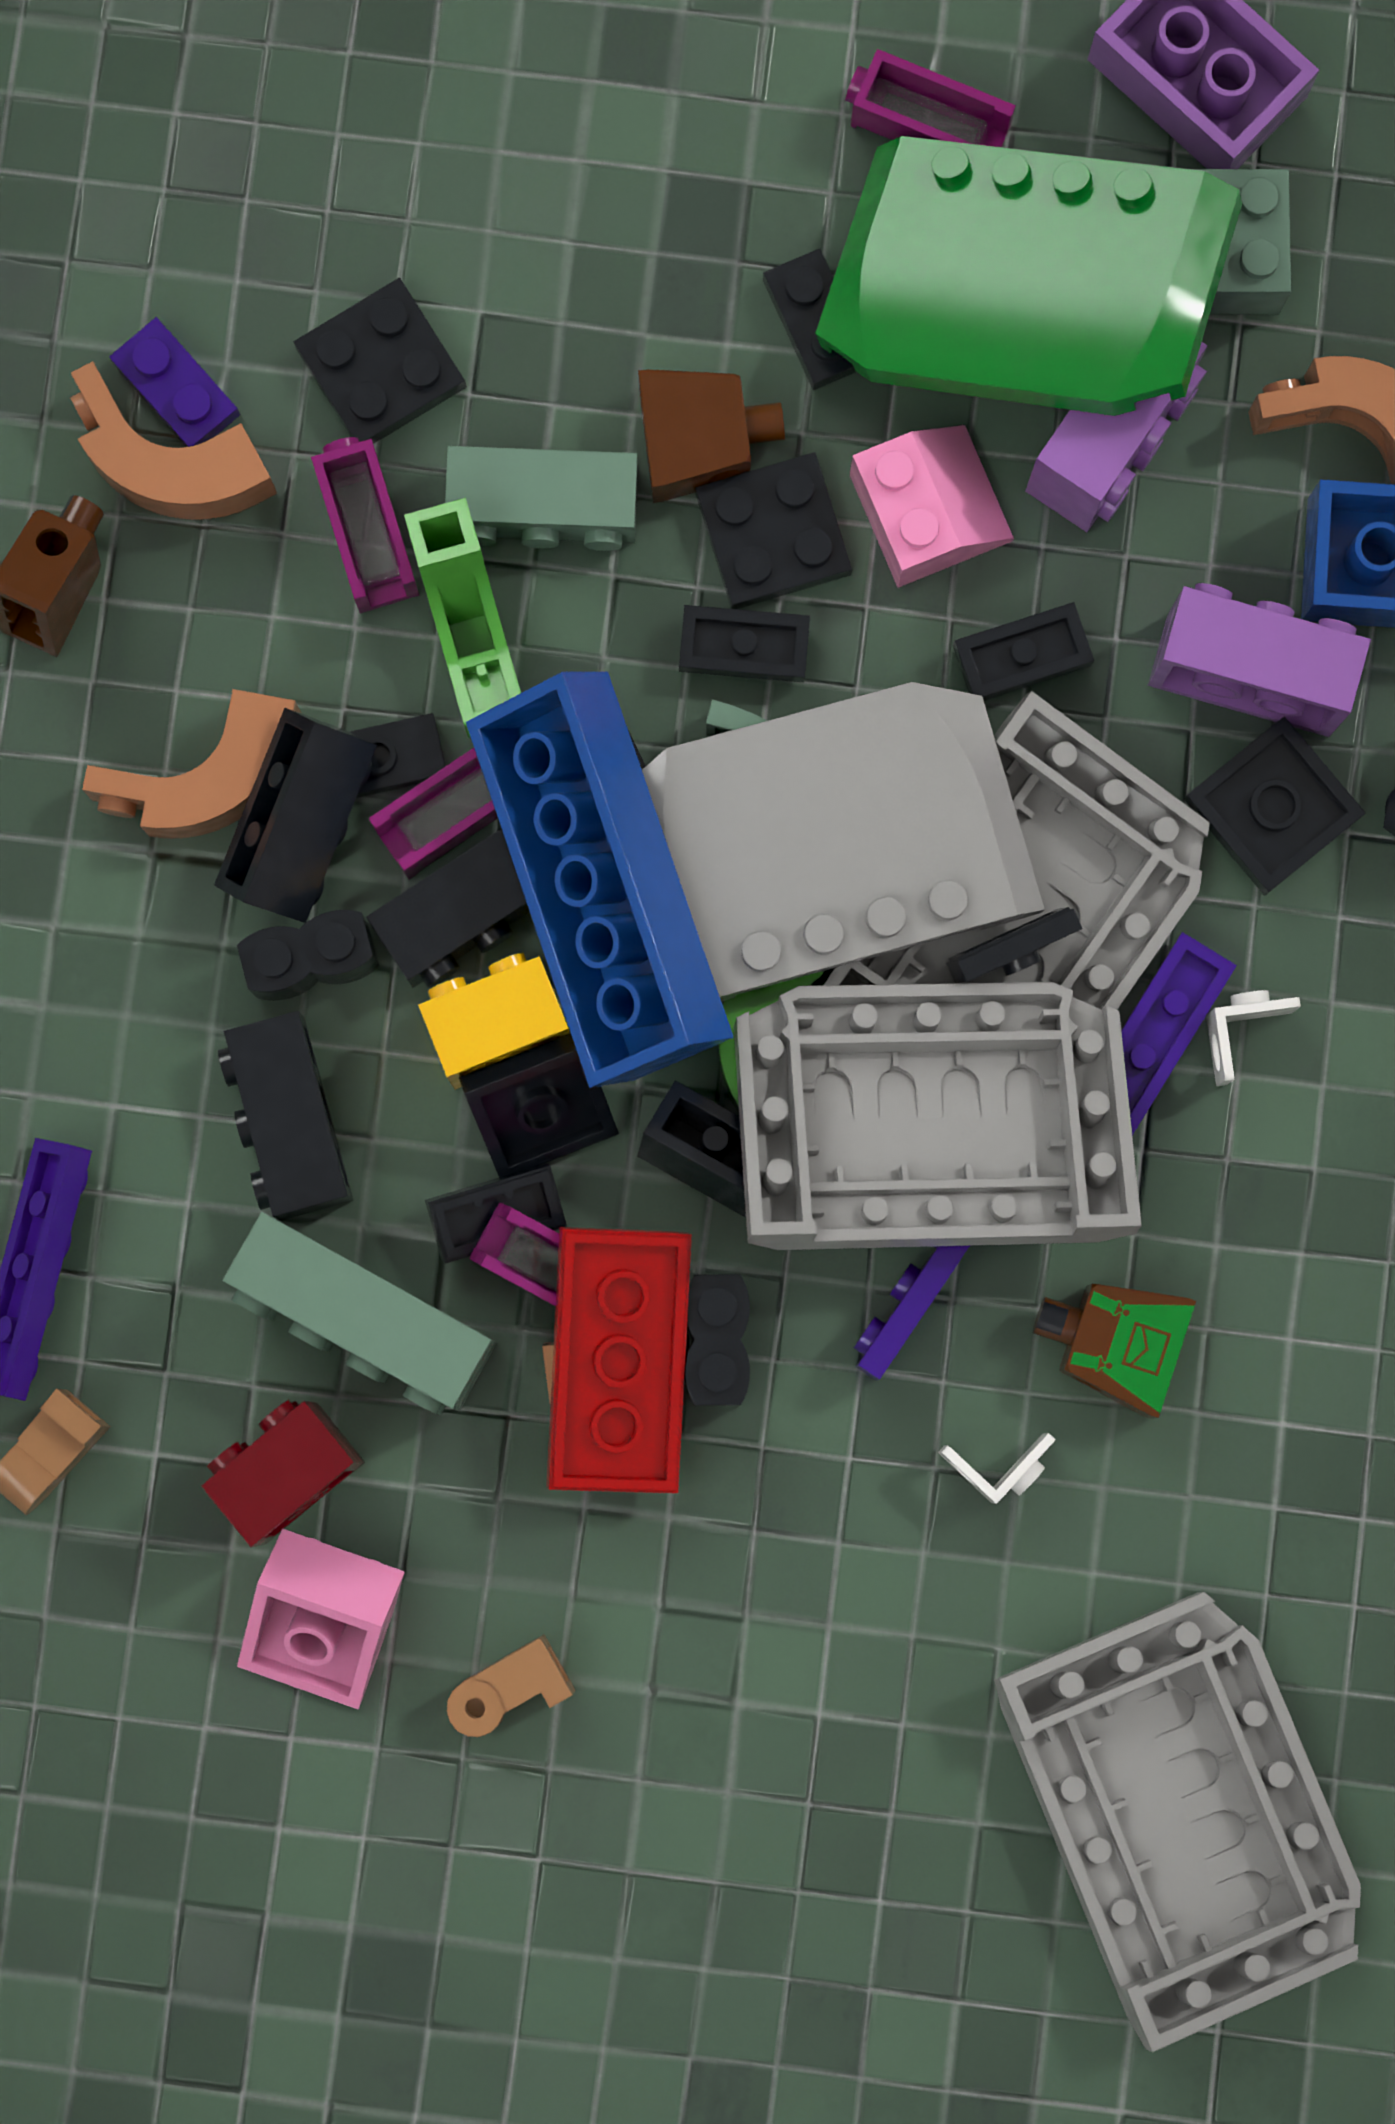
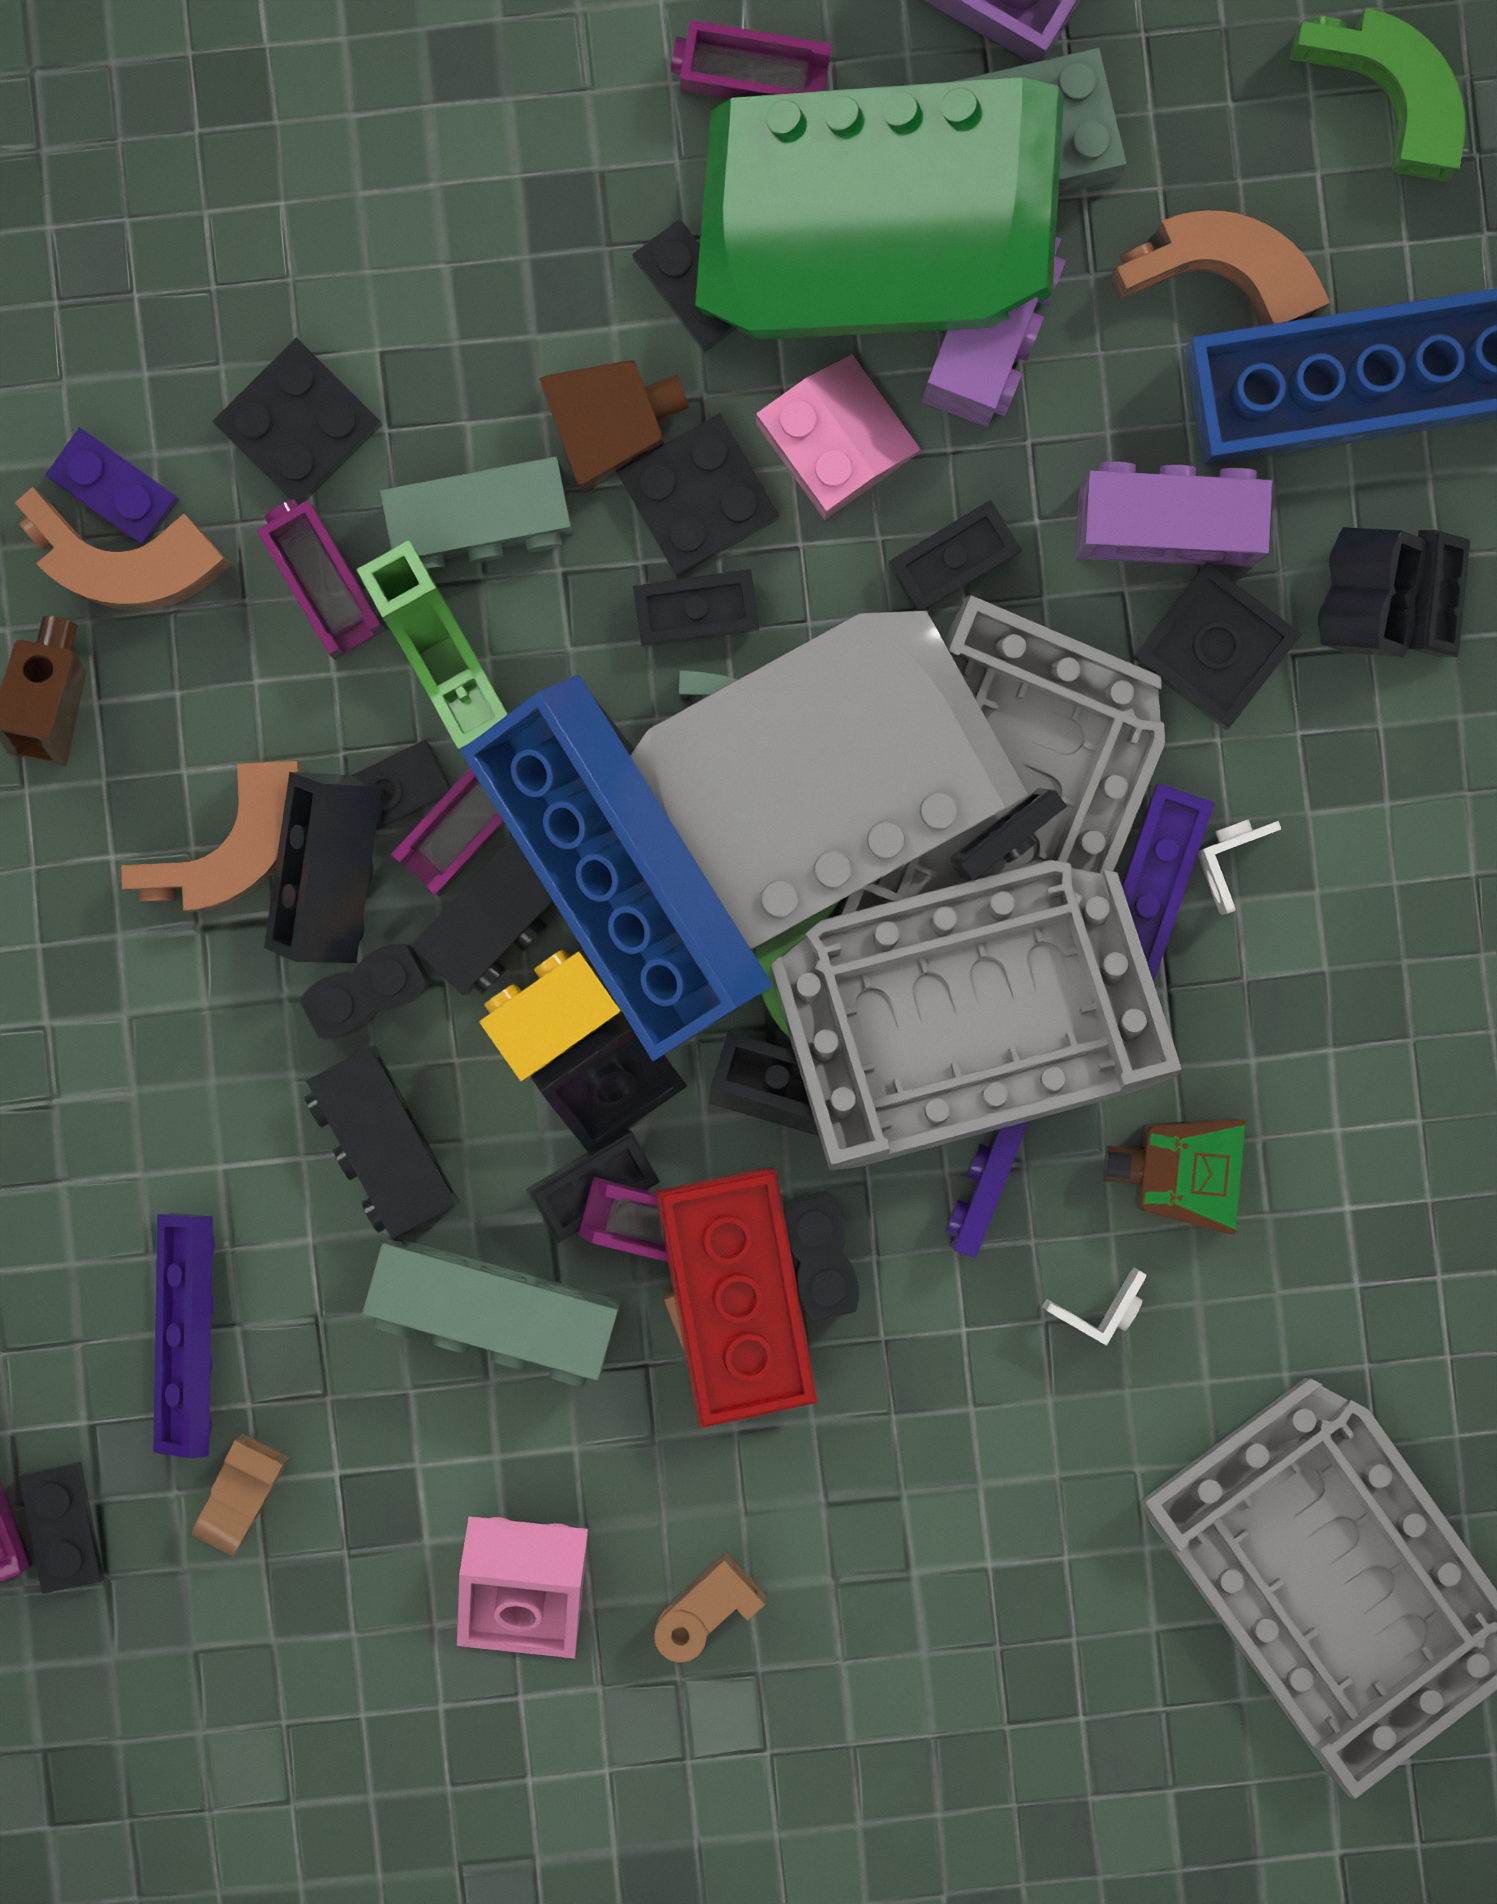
camera: 15 degrees left, 5 degrees up
(281, 1472) = (458, 1469): dark red brick -> none

